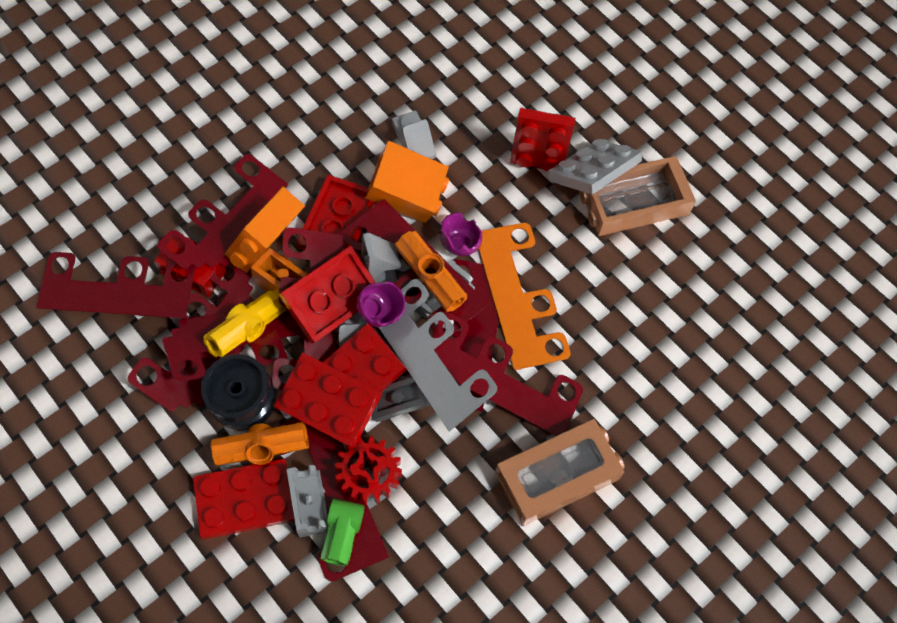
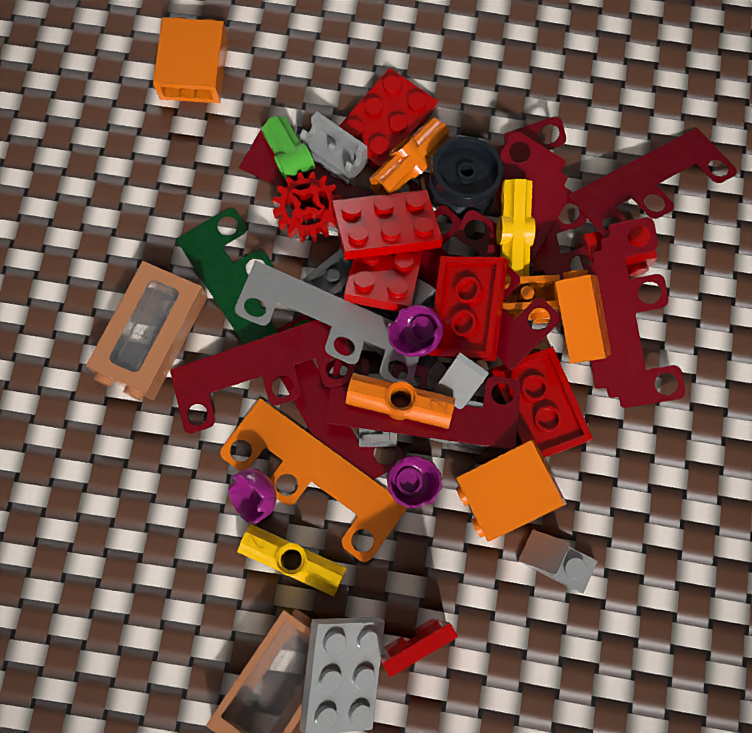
camera: 145 degrees right, 10 degrees up
(470, 471) = (222, 277): none -> dark green piece
(569, 304) = (252, 495): none -> magenta hair
(581, 265) = (271, 549): none -> yellow piece

